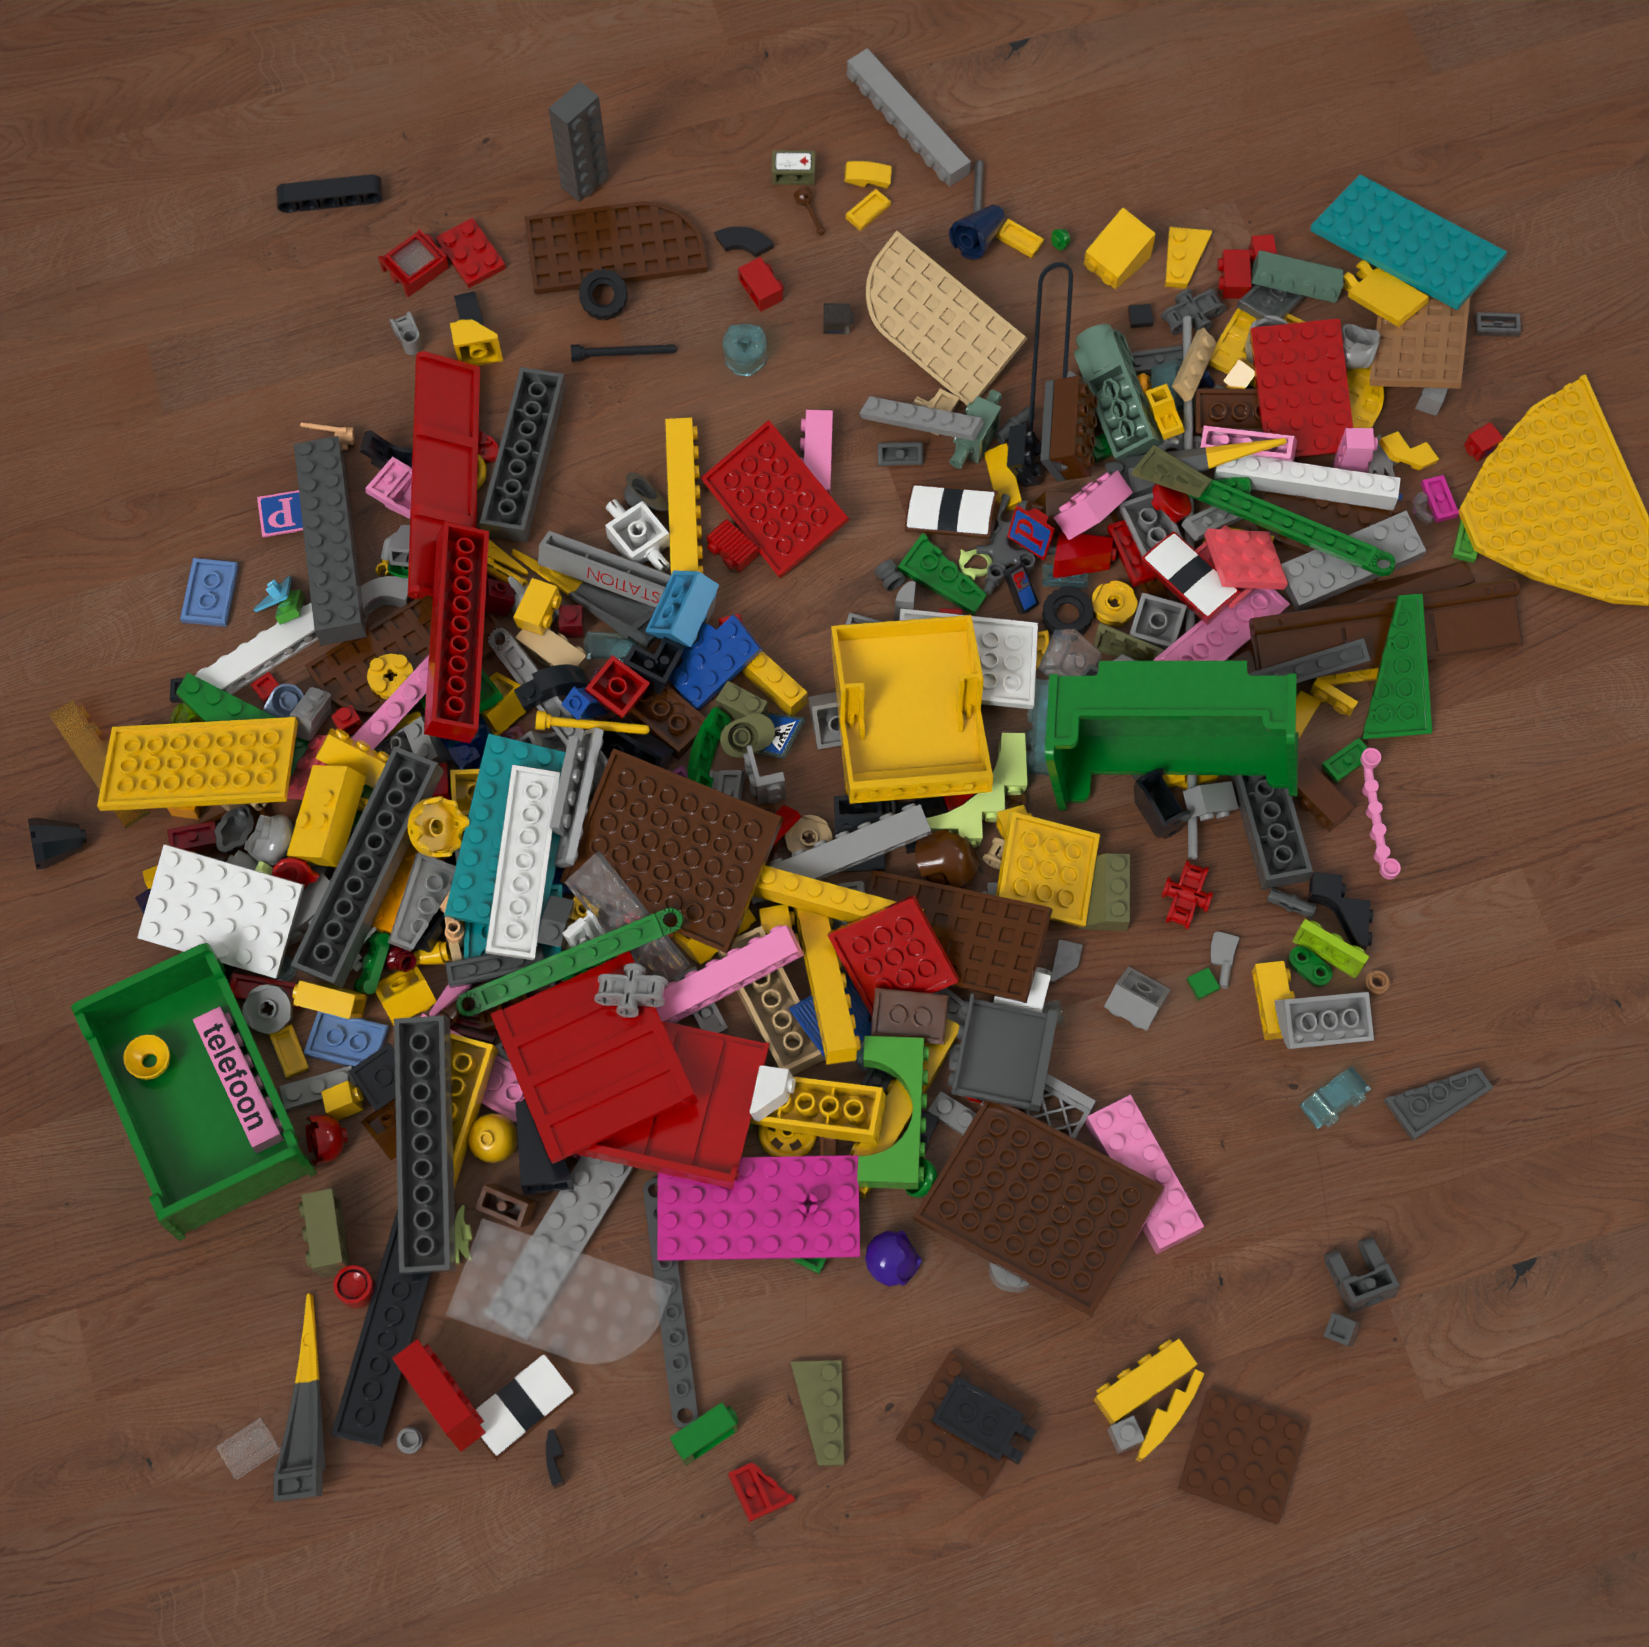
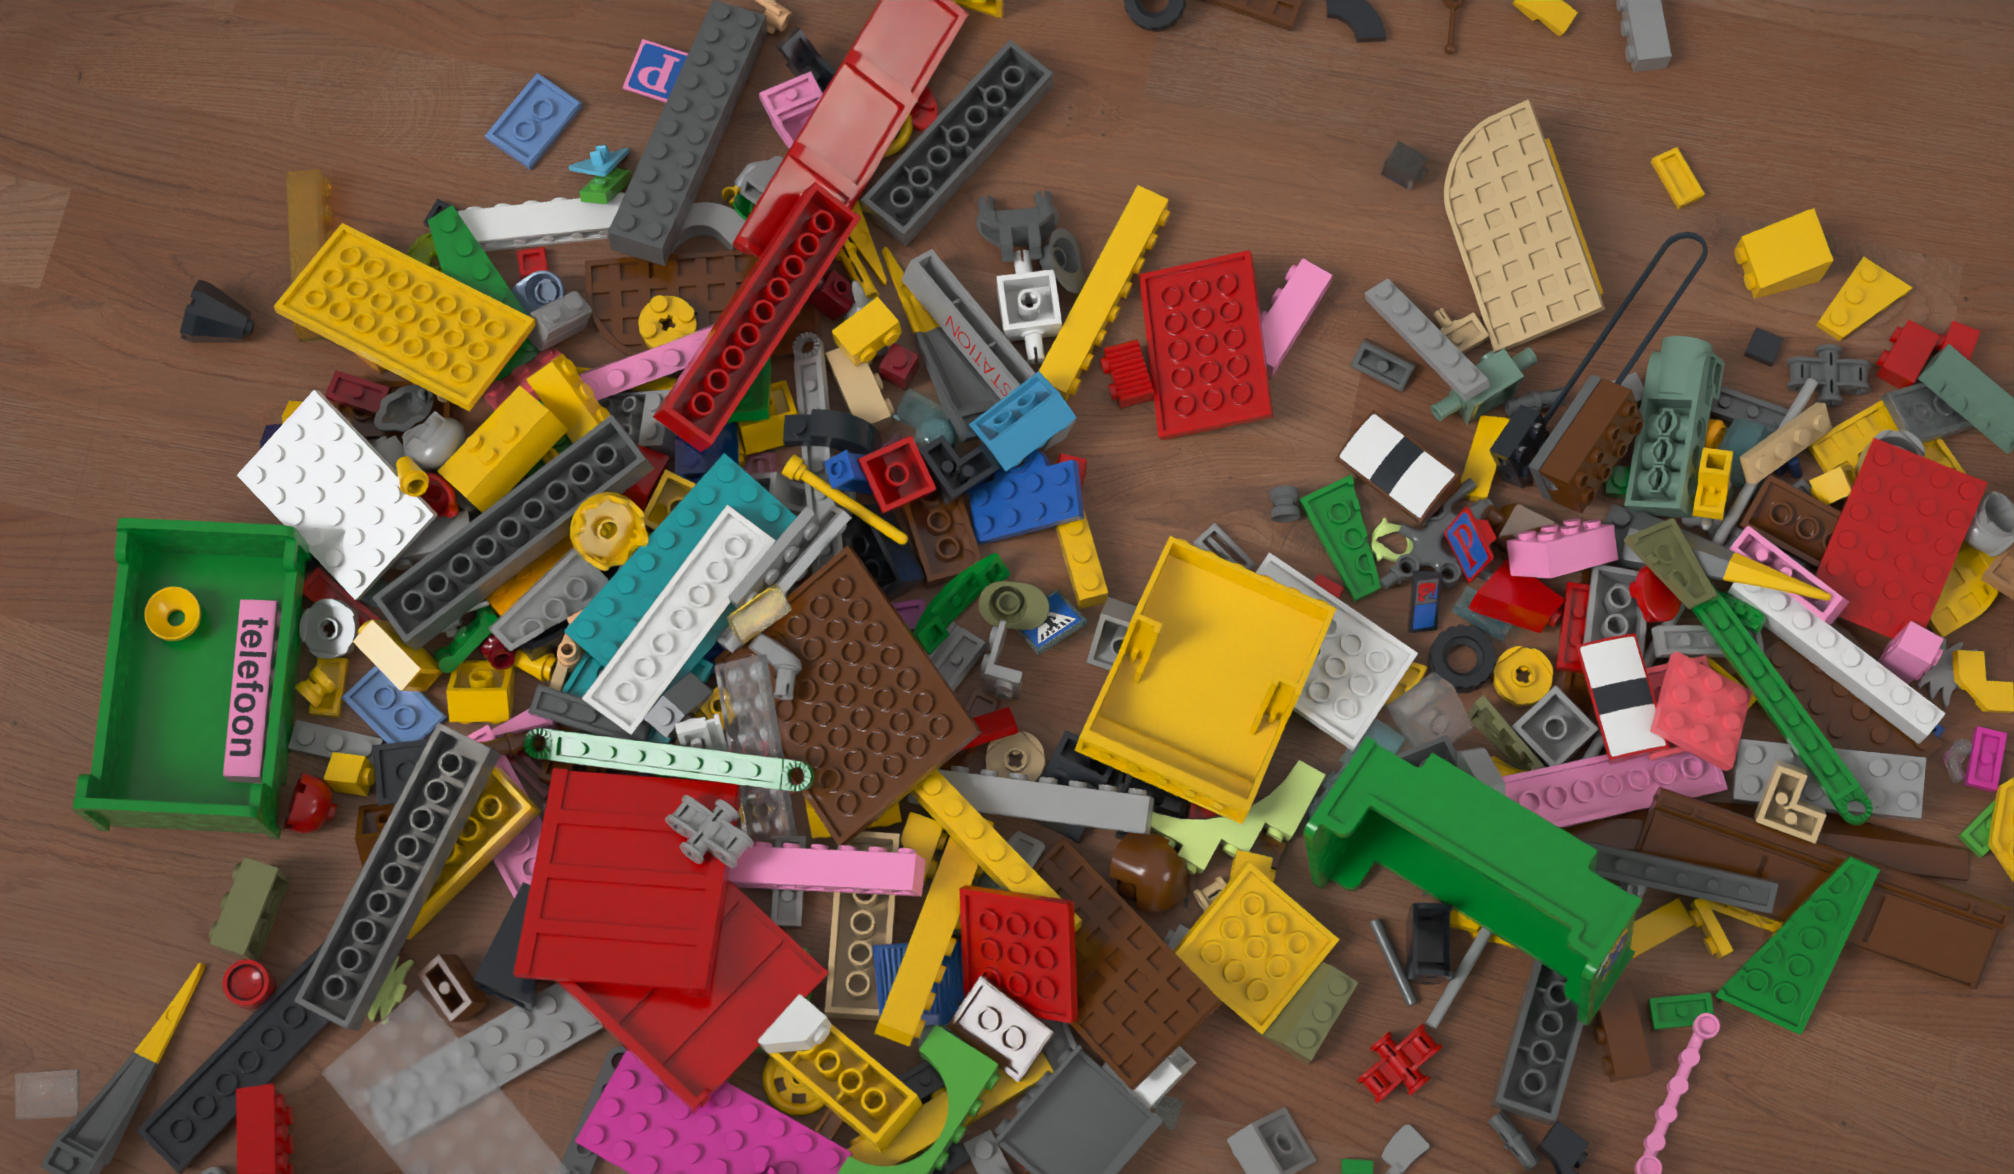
camera: 30 degrees right, 5 degrees up
(272, 867) = (411, 477): none -> yellow cone
(281, 1054) = (315, 687): none -> yellow wheel
(345, 718) = (593, 346): red brick -> none
(493, 1138) = (481, 904): yellow cylinder -> none
(578, 827) = (759, 613): none -> clear yellow tile
(579, 352) = (1089, 54): black piece -> none
(598, 487) = (1017, 226): none -> dark grey connector
(613, 851) = (782, 660): none -> light grey arm
(739, 702) = (1029, 563): olive brick -> none
(745, 349) = (1278, 133): clear light blue brick -> none
(761, 284) = (1342, 78): red brick -> none
(868, 209) = (1520, 51): yellow tile -> none
(905, 598) = (1285, 541): light grey slope -> none
(976, 231) = (1630, 144): dark blue cone -> none
(978, 186) = (1663, 93): flat silver bar -> none
(1060, 239) = (1723, 204): green plate -> none
(1066, 960) = (1218, 1060): flat silver tile -> none
(1142, 832) = (1393, 962): none -> dark grey bar
(1211, 801) = (1489, 971): light grey brick -> none
(1334, 589) = (1781, 804): none -> tan brick

